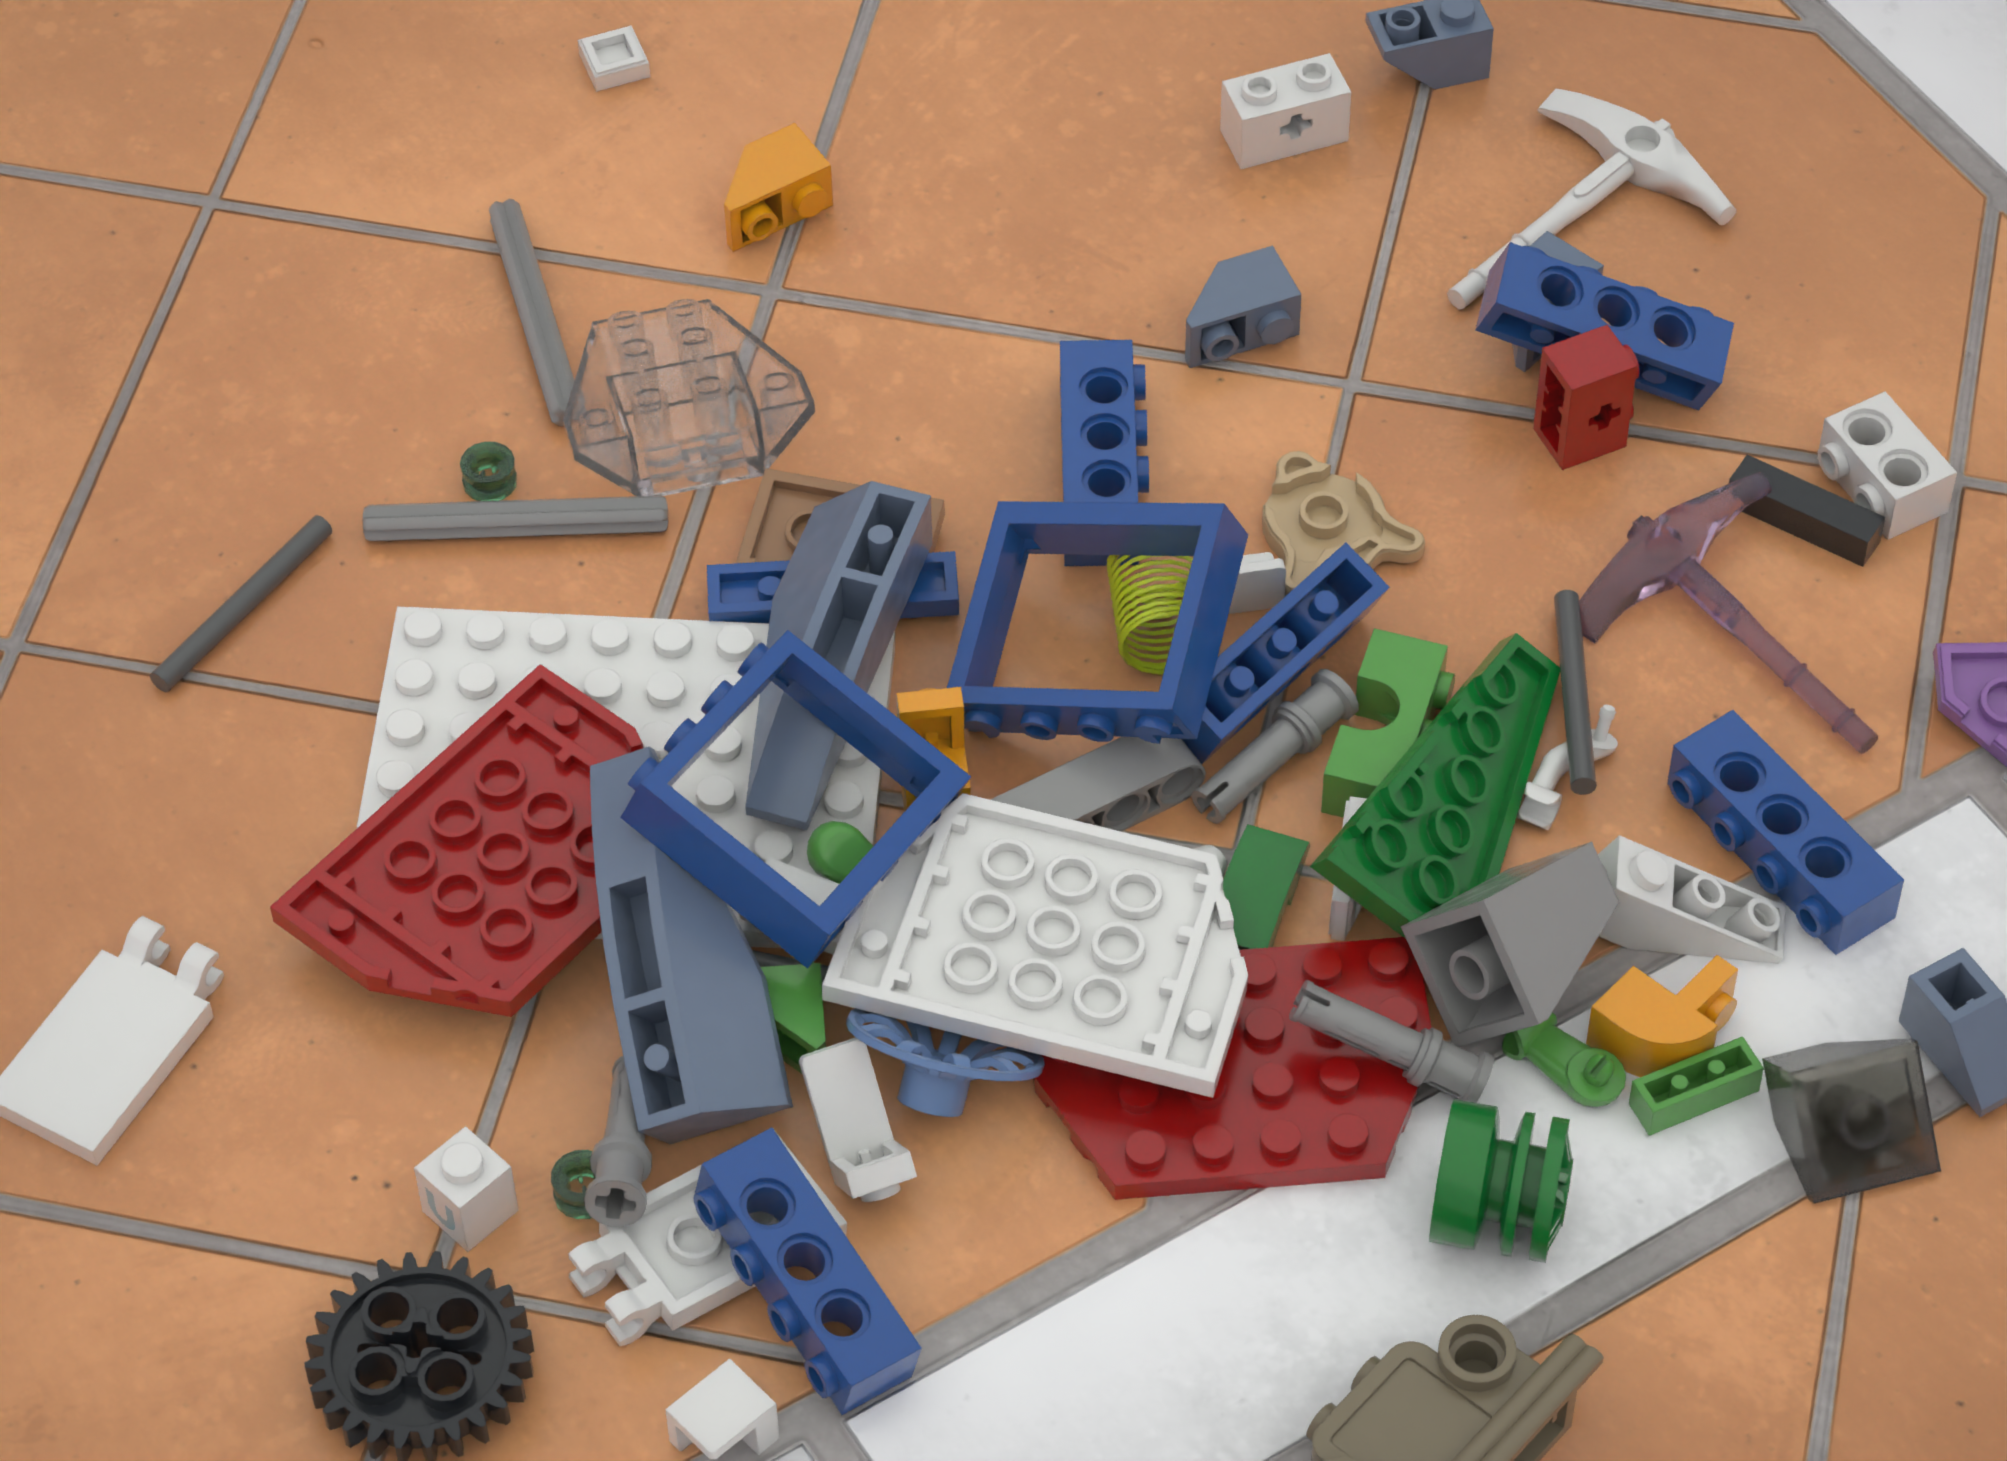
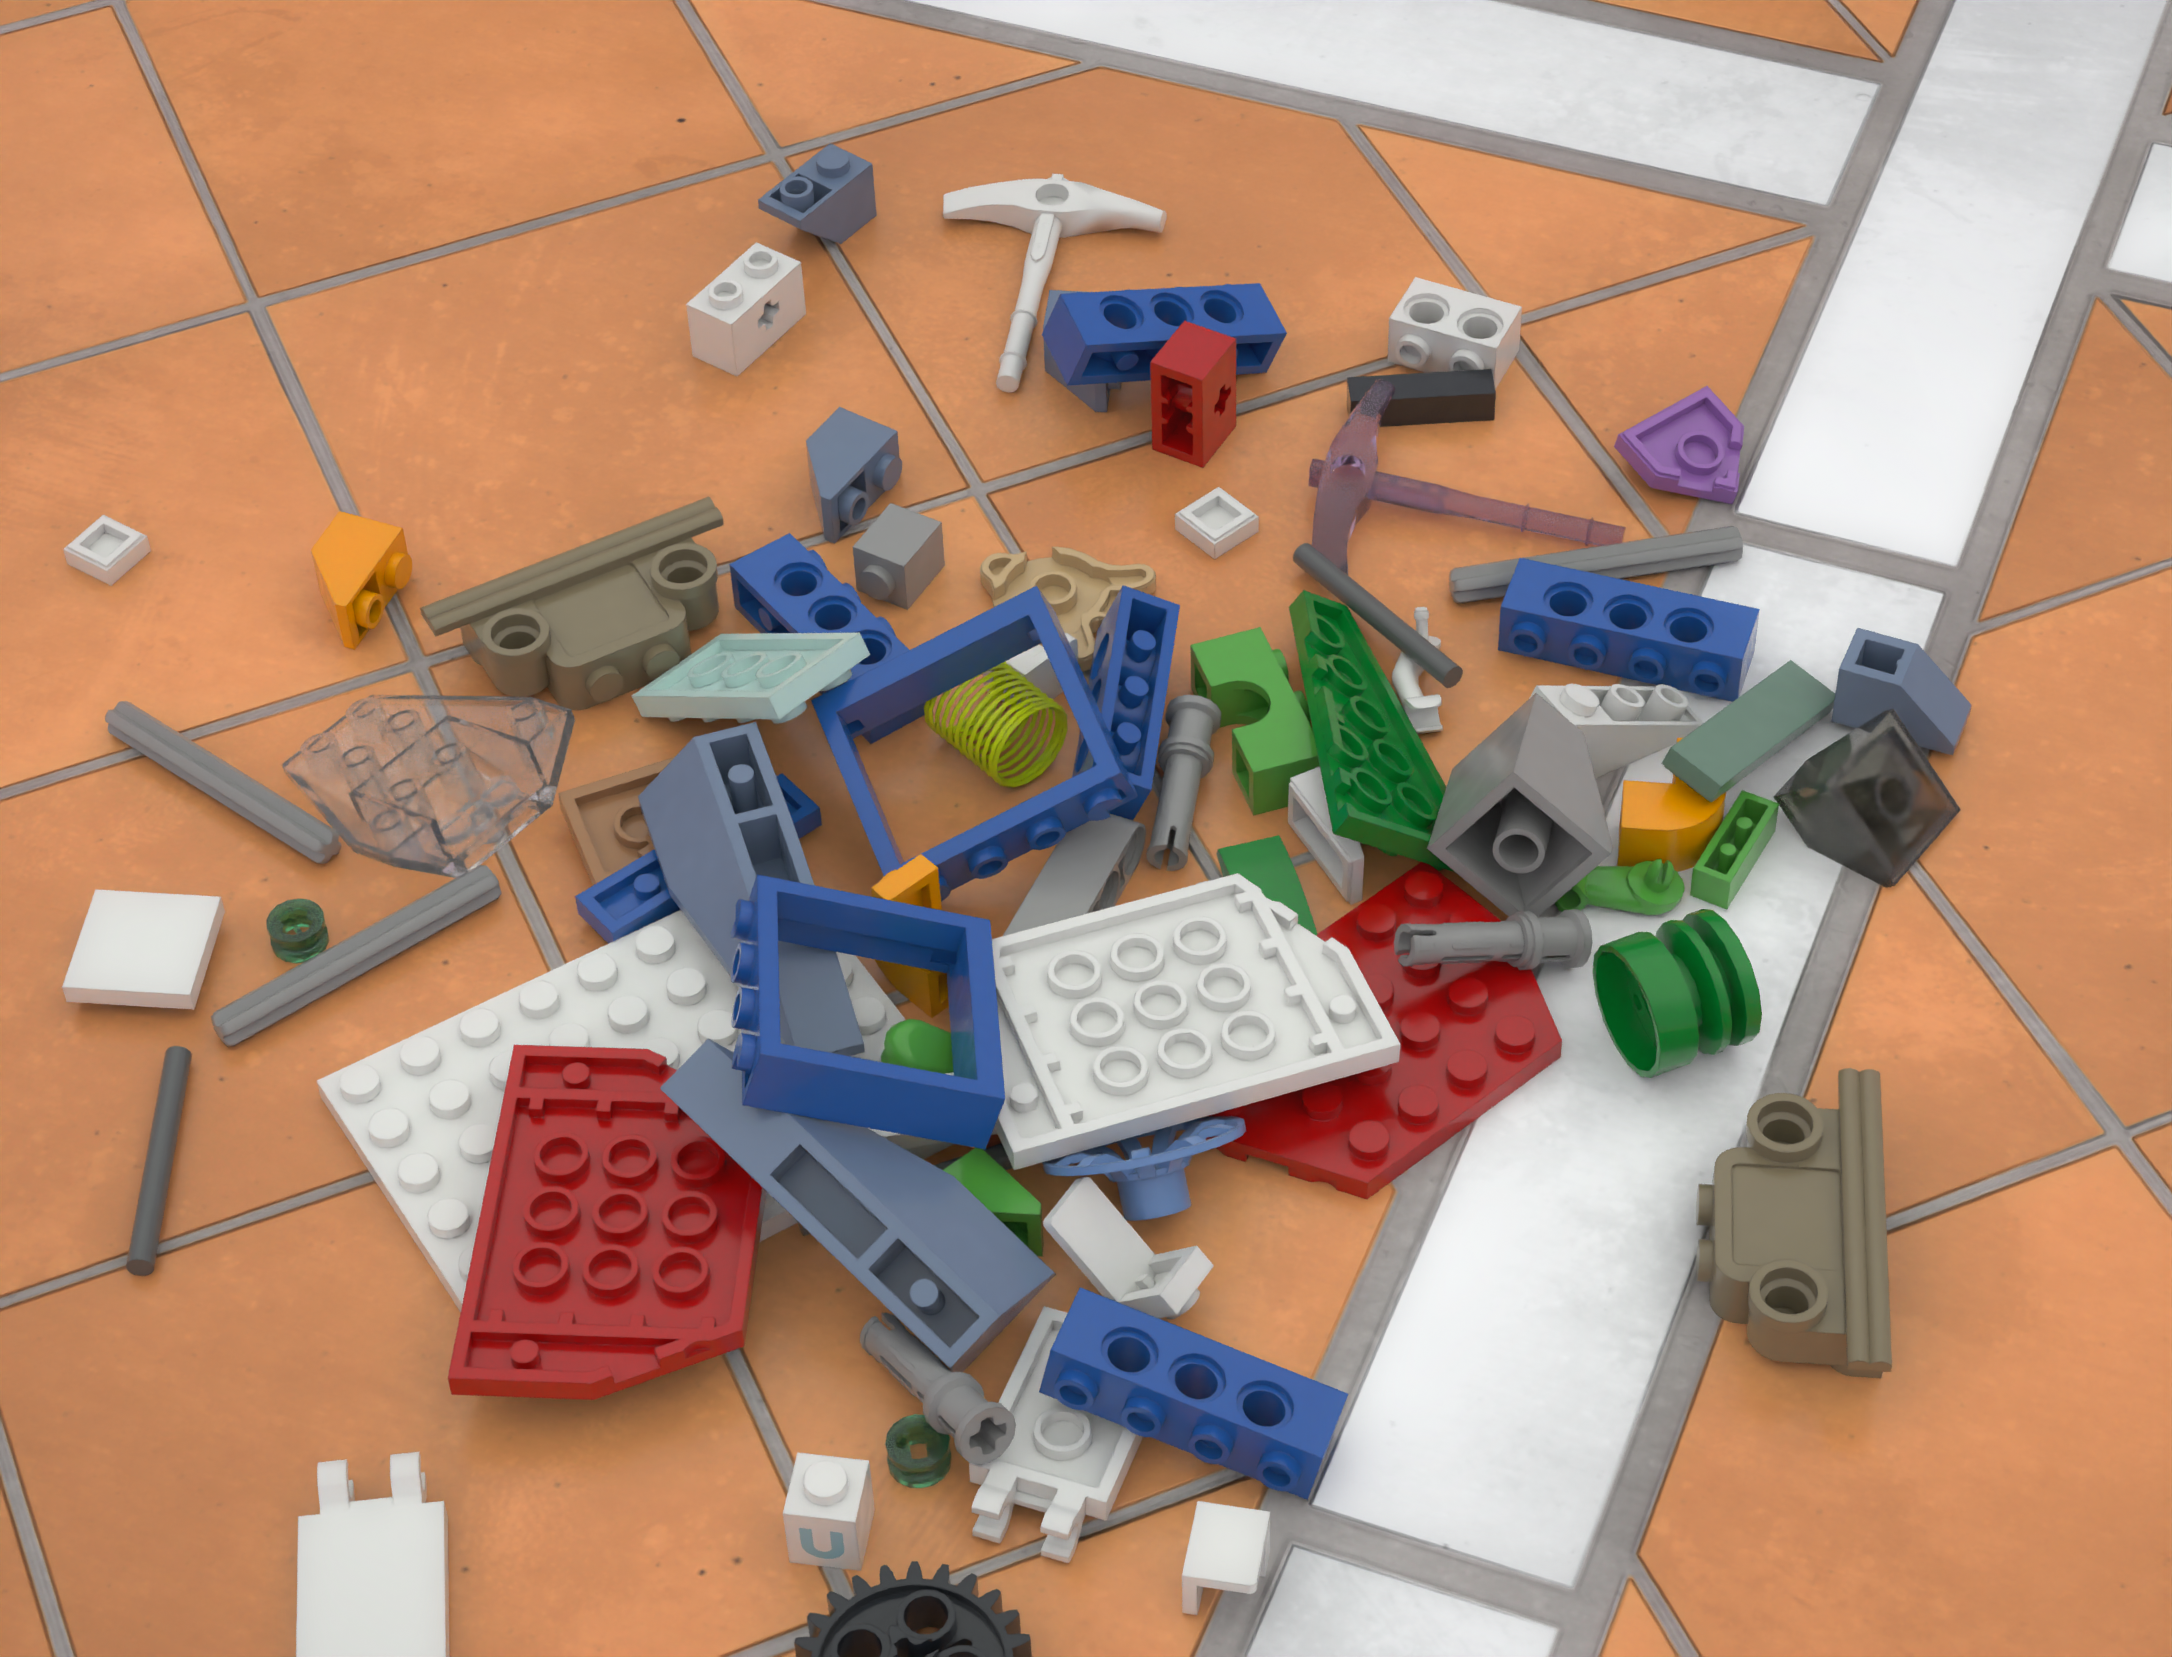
camera: 35 degrees left, 5 degrees down
(362, 422) = (144, 949): none -> white tile
(927, 326) = (594, 614): none -> dark tan brick
(983, 453) = (752, 676): none -> light aqua plate
(1216, 410) = (898, 556): none -> light grey brick
(1522, 528) = (1216, 522): none -> white tile
(1789, 986) = (1749, 731): none -> sand green tile
(1833, 758) = (1612, 560): none -> light grey axle

